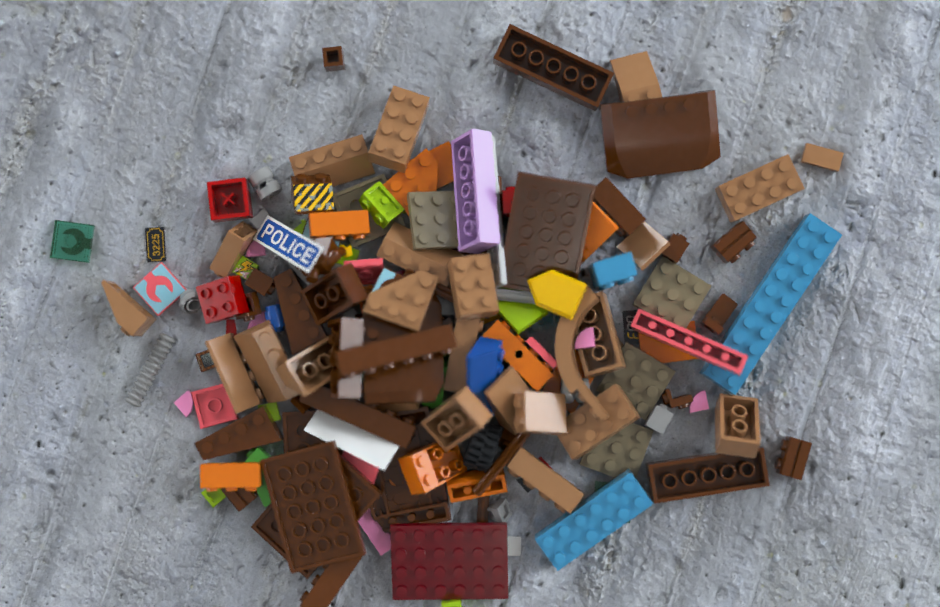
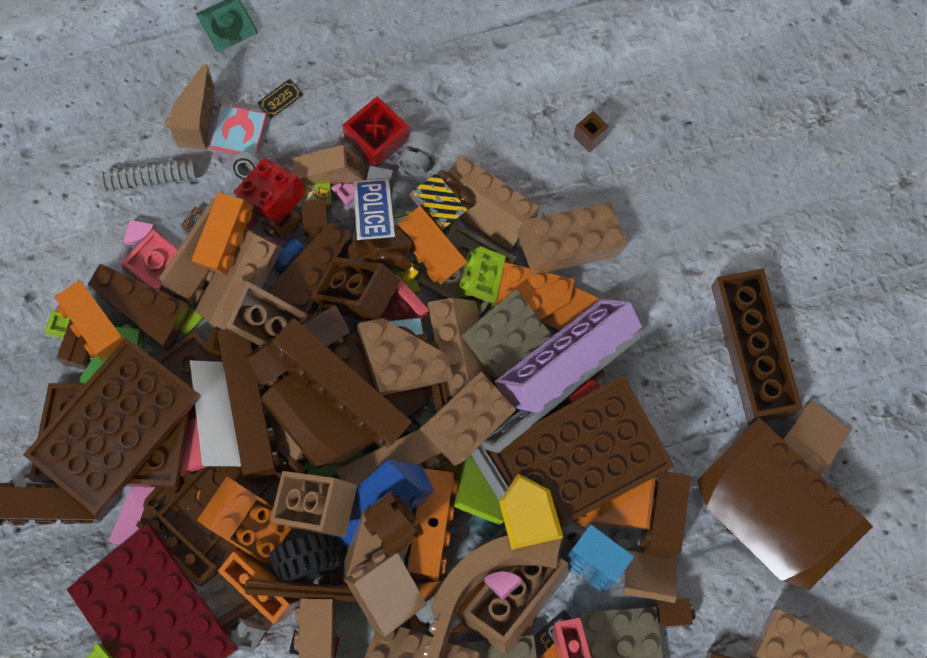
camera: 50 degrees right, 15 degrees down
(235, 352) = (222, 233): none -> orange brick
(506, 382) = (392, 523): none -> reddish brown brick
(543, 354) = (453, 547): coral tile -> none

